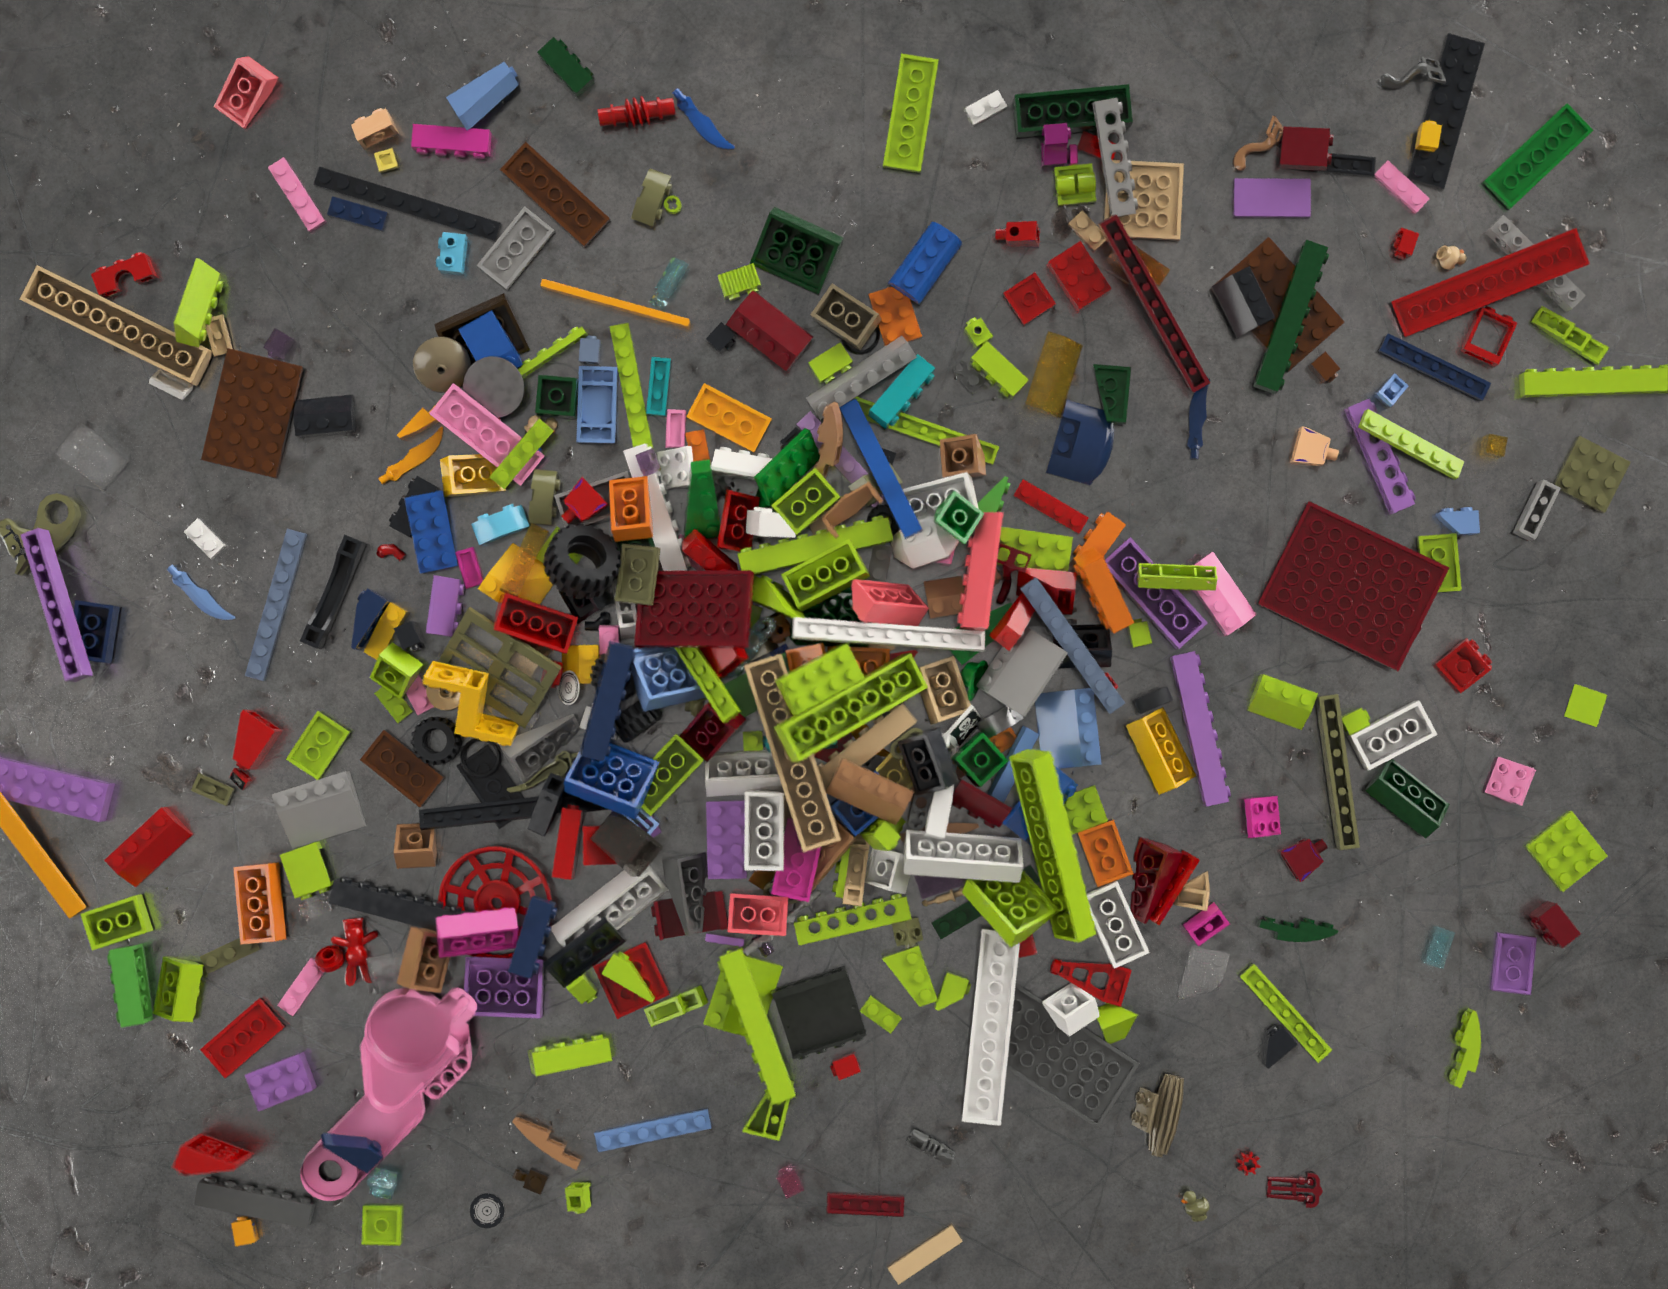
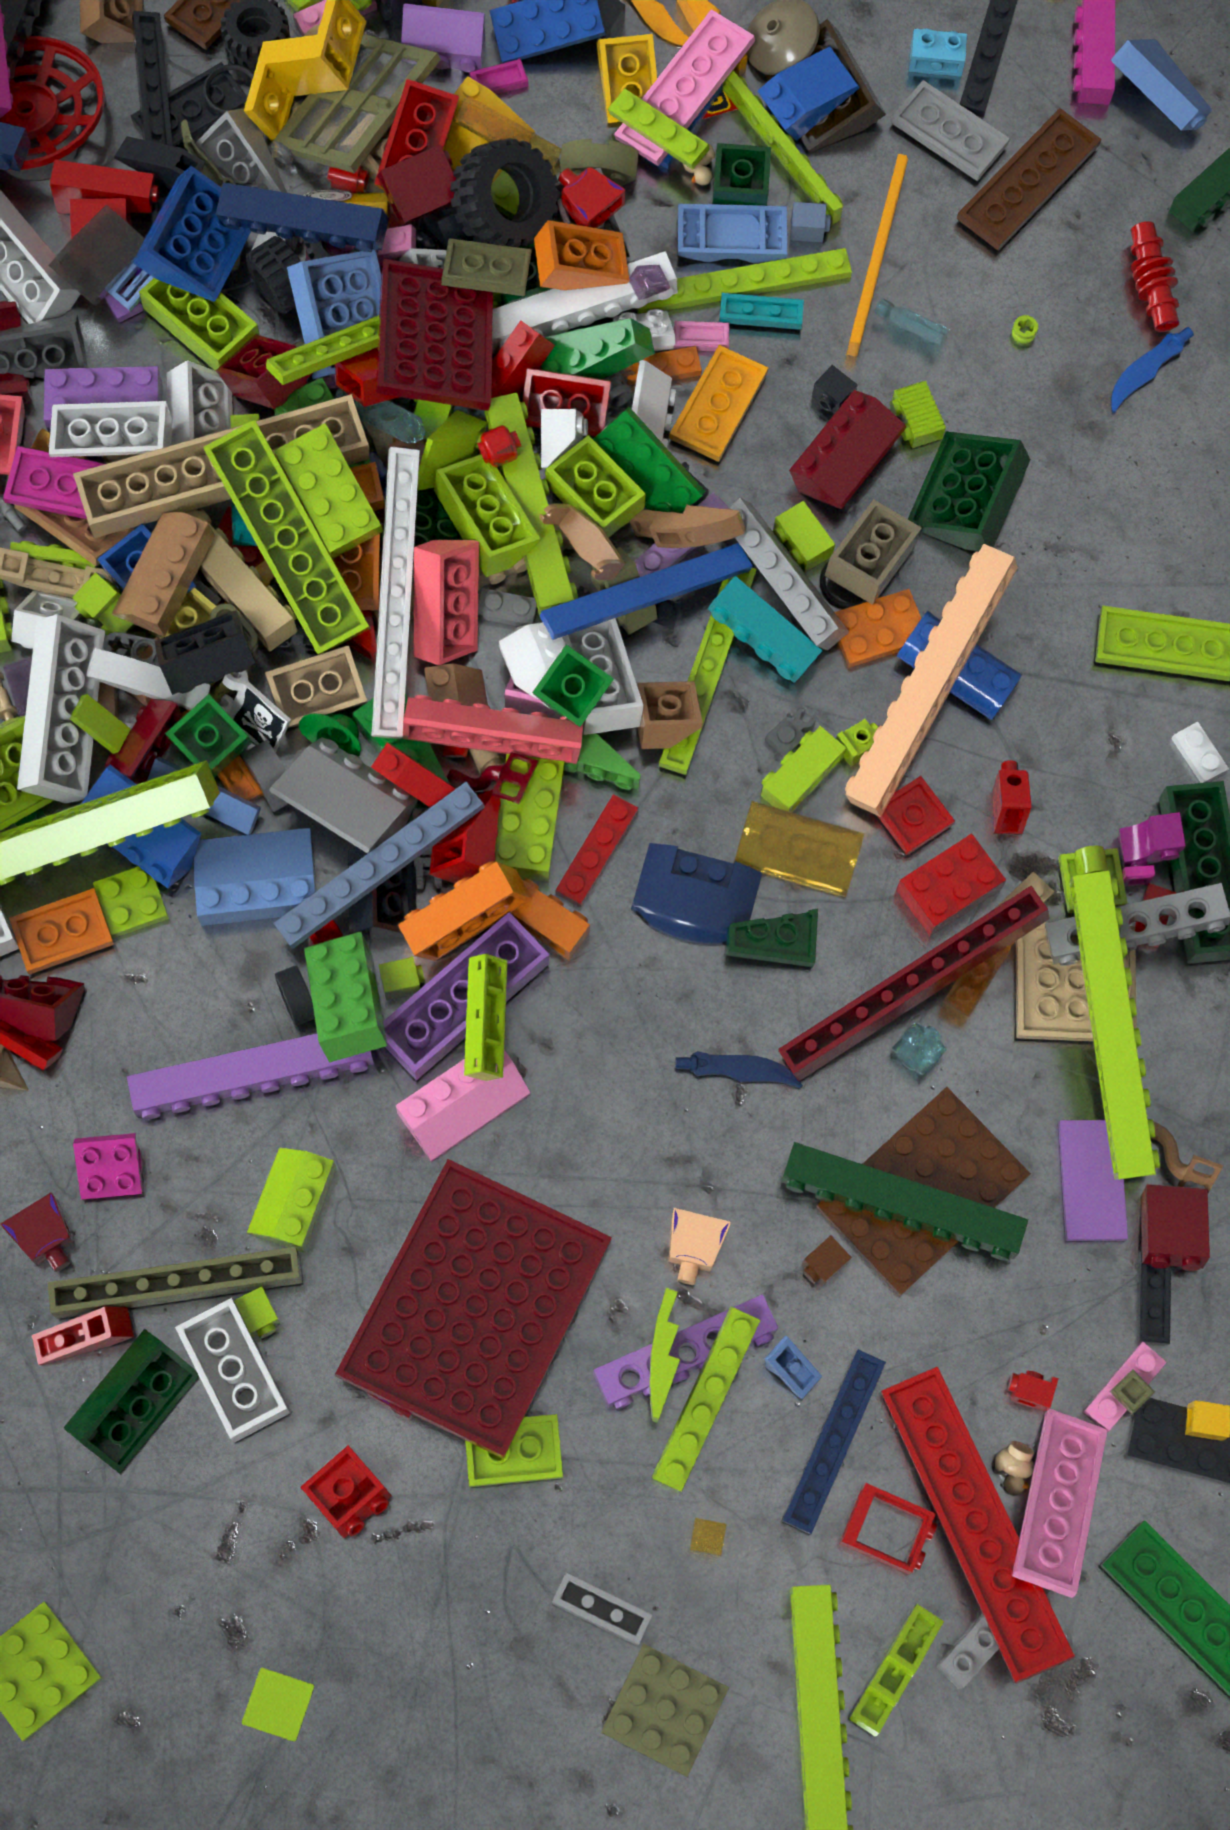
camera: 85 degrees right, 15 degrees down
(495, 385) = (753, 93): flat silver sticker -> none
(500, 524) = (559, 109): medium azure brick -> none
(572, 621) = (419, 185): none -> dark red brick
(648, 205) = (1025, 295): olive brick -> none
(782, 565) = (499, 446): none -> red head
(945, 281) = (931, 680): none -> light nougat brick
(972, 830) = (99, 723): none -> lime tile
(1158, 667) = (345, 997): none -> bright green brick
(1161, 750) = (218, 1012): yellow slope -> none
(1183, 178) = (1112, 1025): none -> lime brick
(1188, 302) = (920, 1048): none -> clear light blue brick
(1243, 302) = (924, 1128): black slope -> none
(1368, 829) = (83, 1334): none -> red slope
(1396, 469) = (661, 1363): none -> lime slope
(1408, 182) = (1132, 1391): none -> olive tile
(1460, 522) = (581, 1484): medium blue slope -> none
(1479, 230) = (1060, 1503): none -> bright pink plate
(1510, 781) = (152, 1568): bright pink plate -> none

